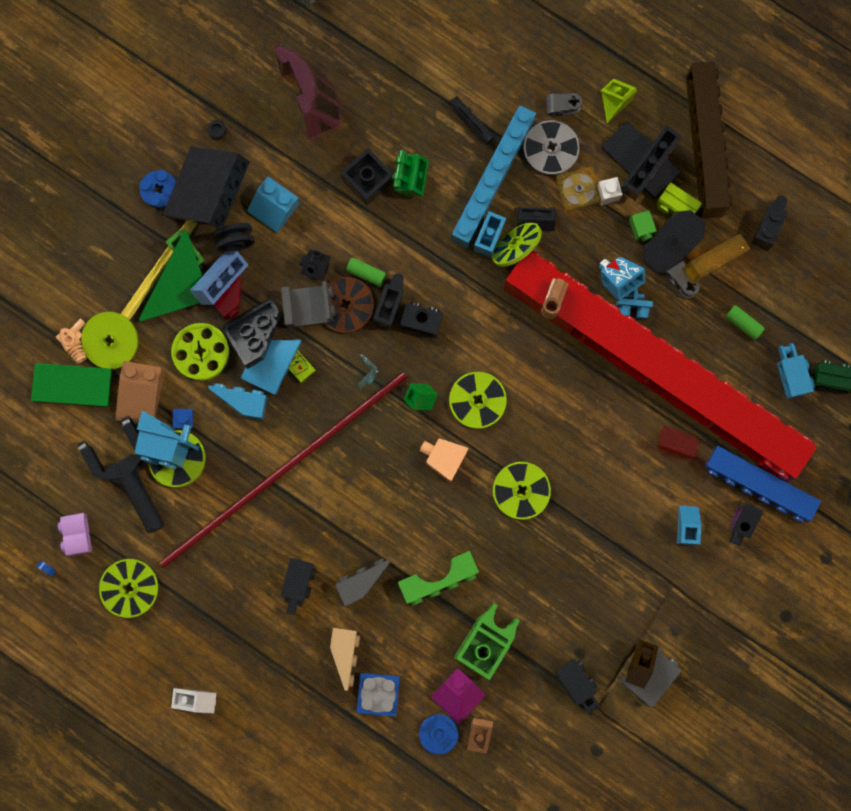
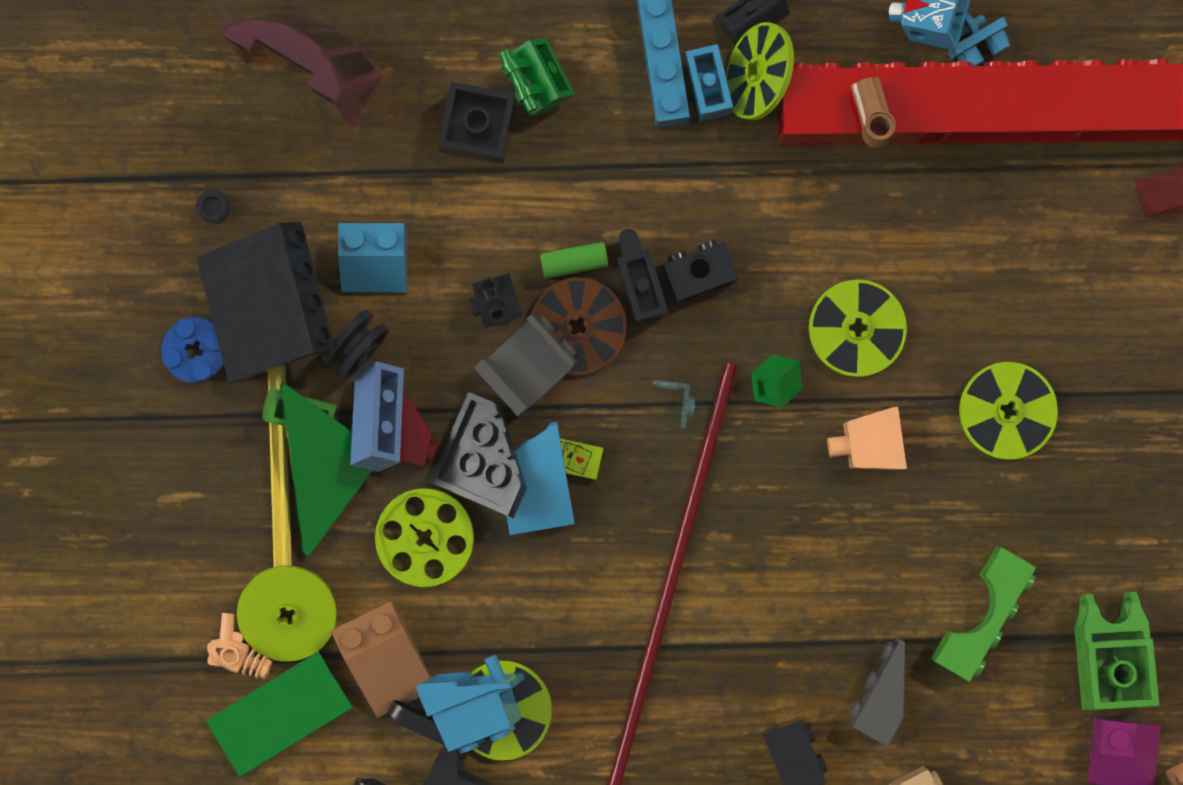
camera: 30 degrees left, 5 degrees up
(182, 417) = (470, 648): blue plate -> none
(247, 404) = (541, 566): dark azure slope -> none

